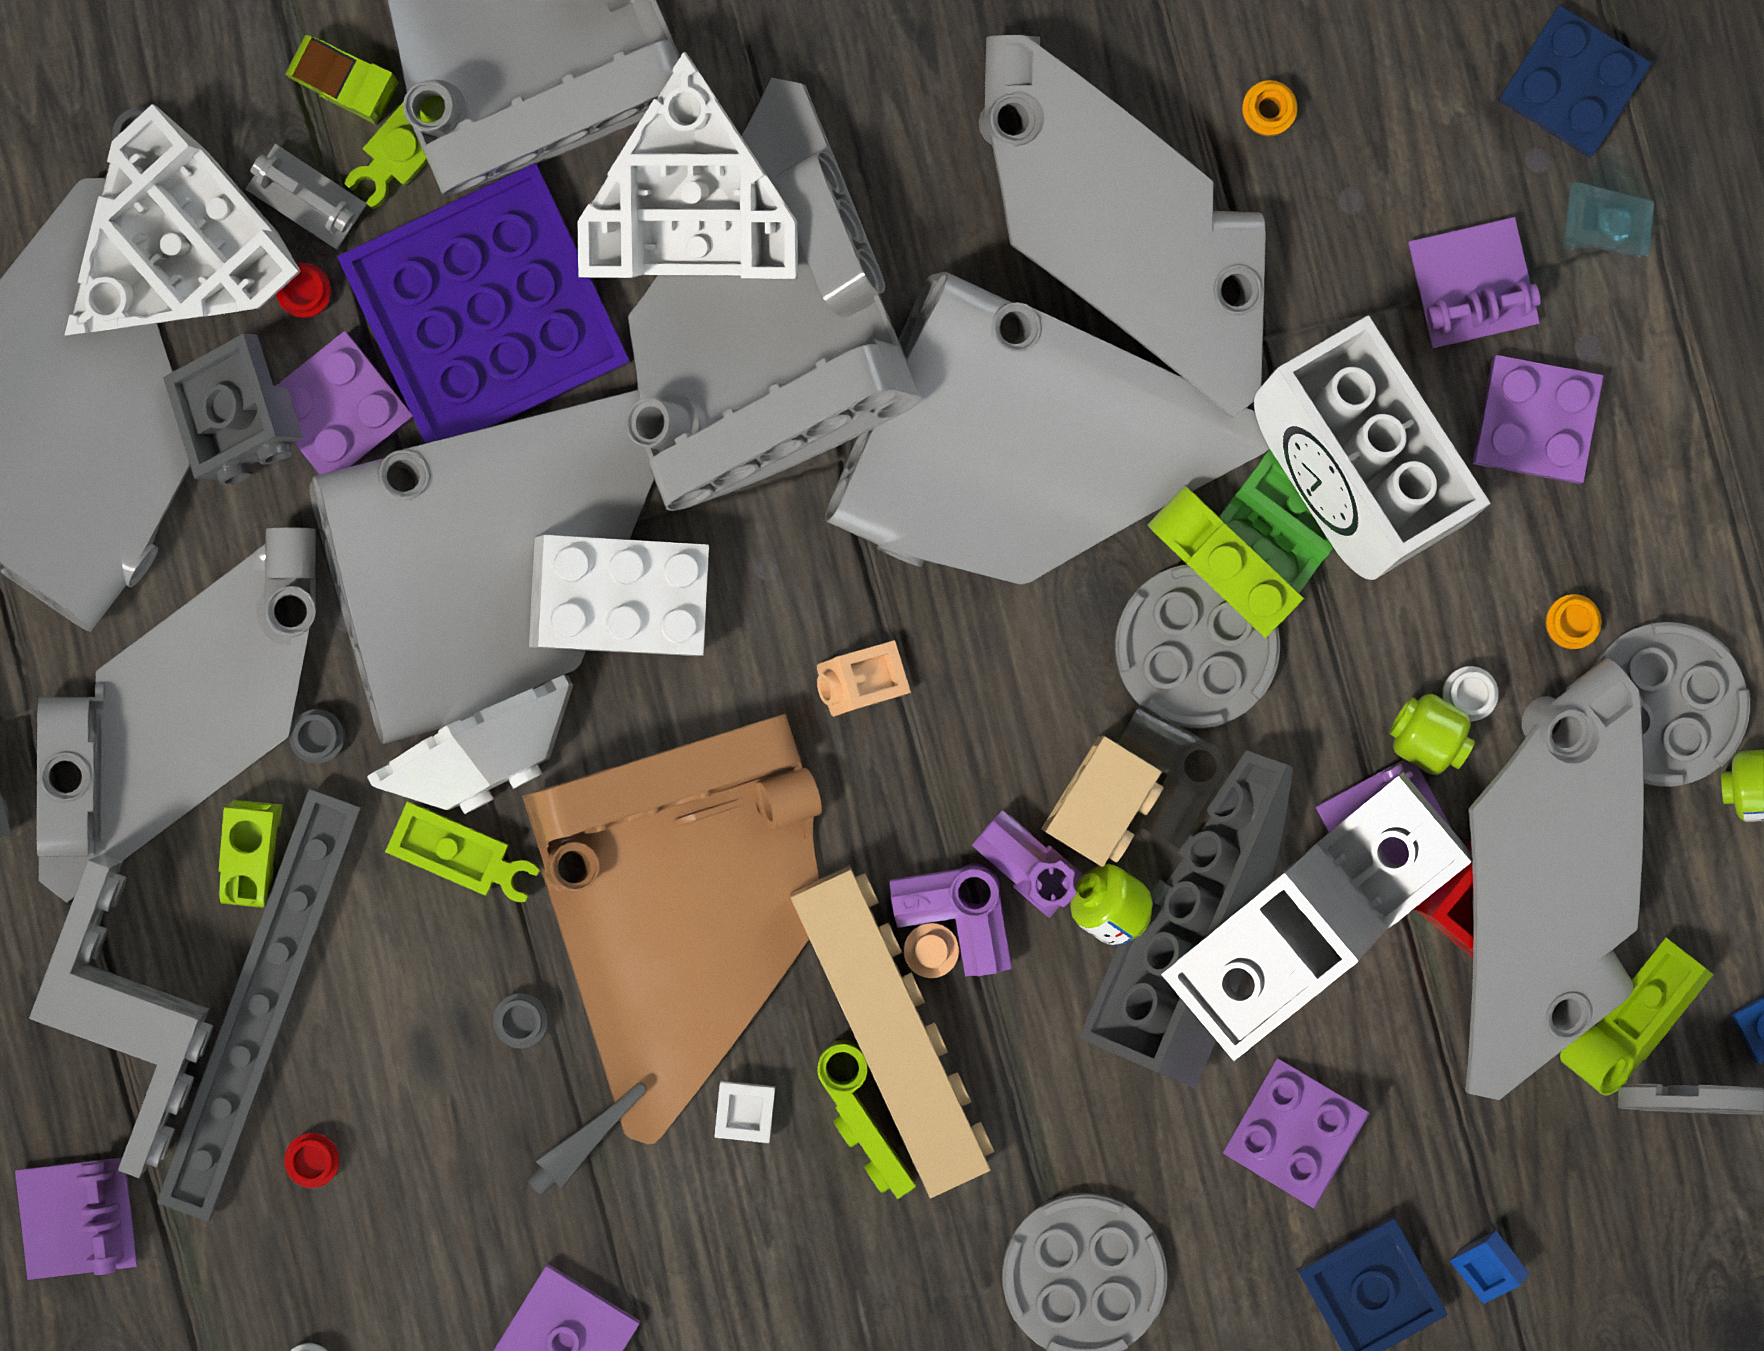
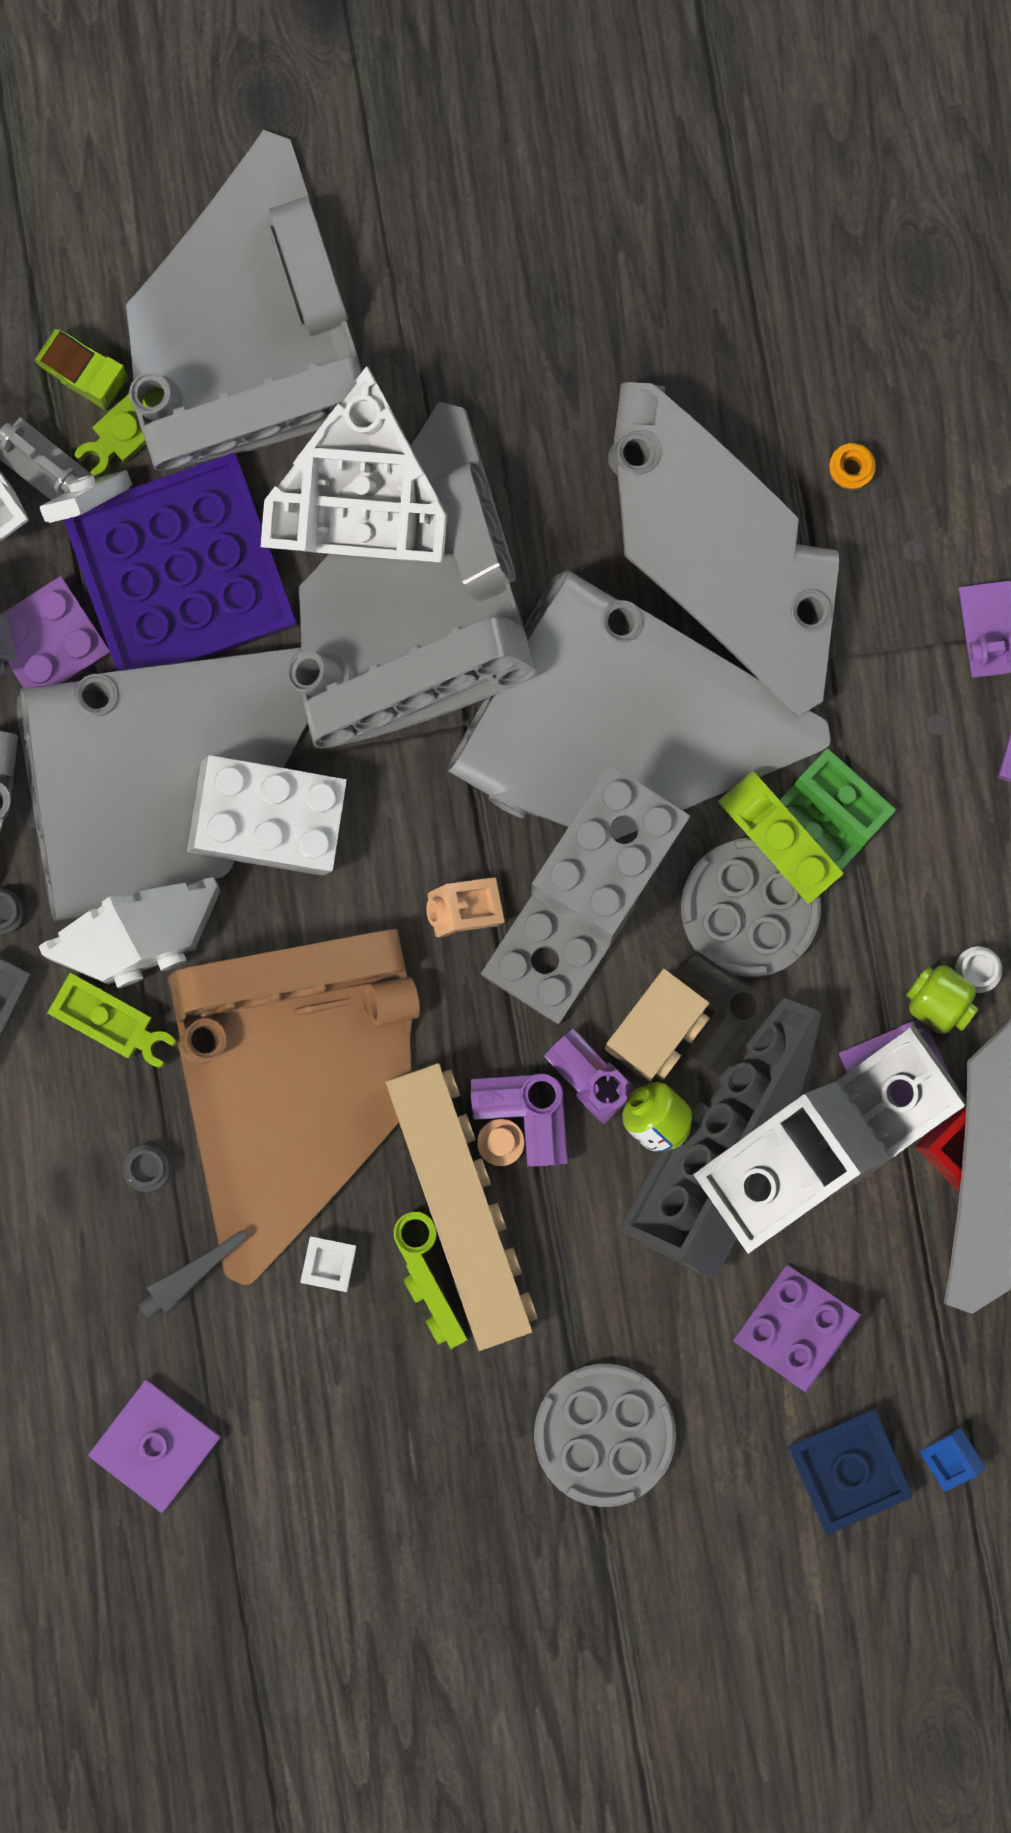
camera: 10 degrees right, 5 degrees down
(306, 293) = (31, 541): red plate -> none
(364, 234) = (85, 495): none -> white plate
(1004, 654) = (585, 894): none -> light grey bracket
(1365, 451) = (906, 752): white brick -> none

